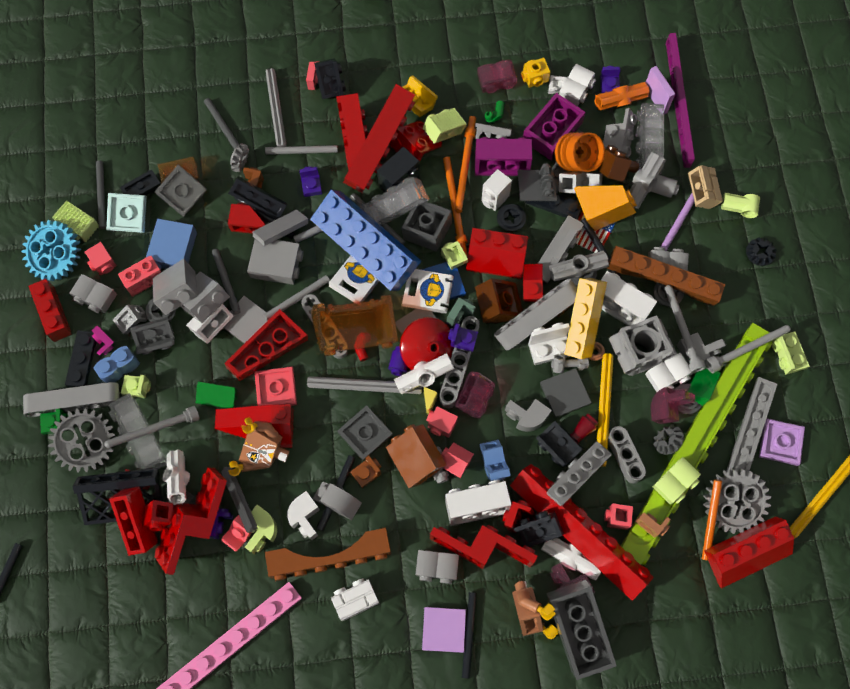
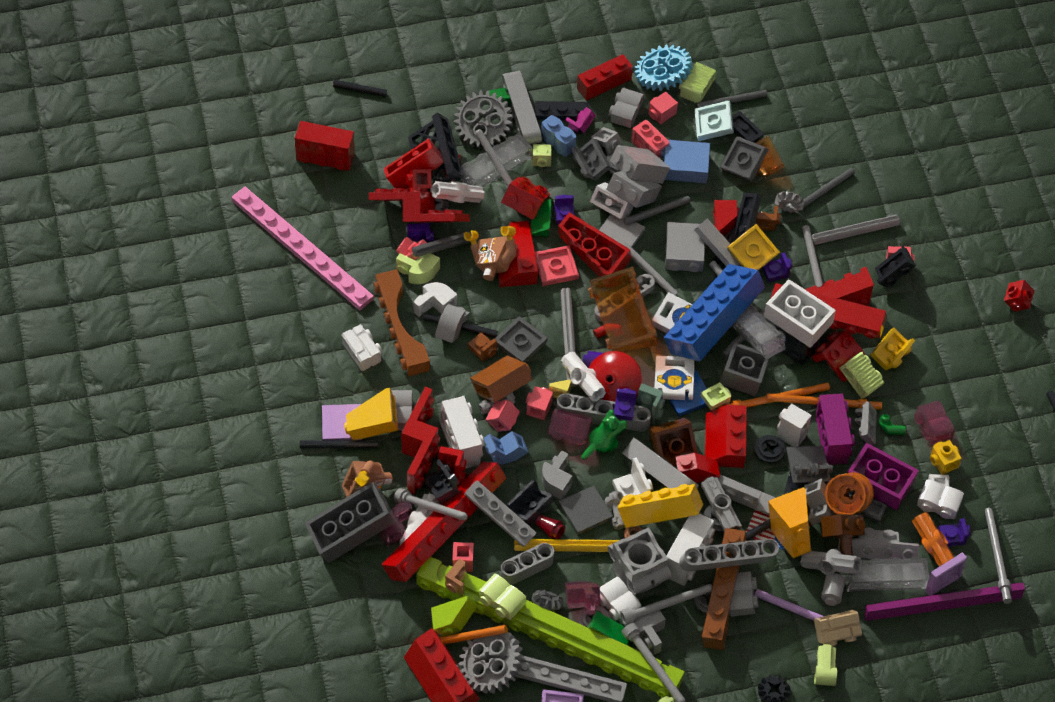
camera: 80 degrees right, 15 degrees down
(85, 620) = (324, 145): none -> red brick
(190, 406) = (525, 197): none -> red bracket
(210, 371) = (563, 206): none -> dark purple bracket
(292, 197) = (753, 249): none -> yellow tile
(391, 157) = (799, 313): none -> white brick
(453, 593) = (373, 417): none -> yellow slope
(489, 363) = (604, 436): none -> green animal
(543, 570) = (403, 495): none -> light grey piece
(649, 262) = (719, 556): none -> light grey beam
(675, 46) = (1003, 583): none -> light grey bar
(687, 536) = (452, 616): none -> lime slope

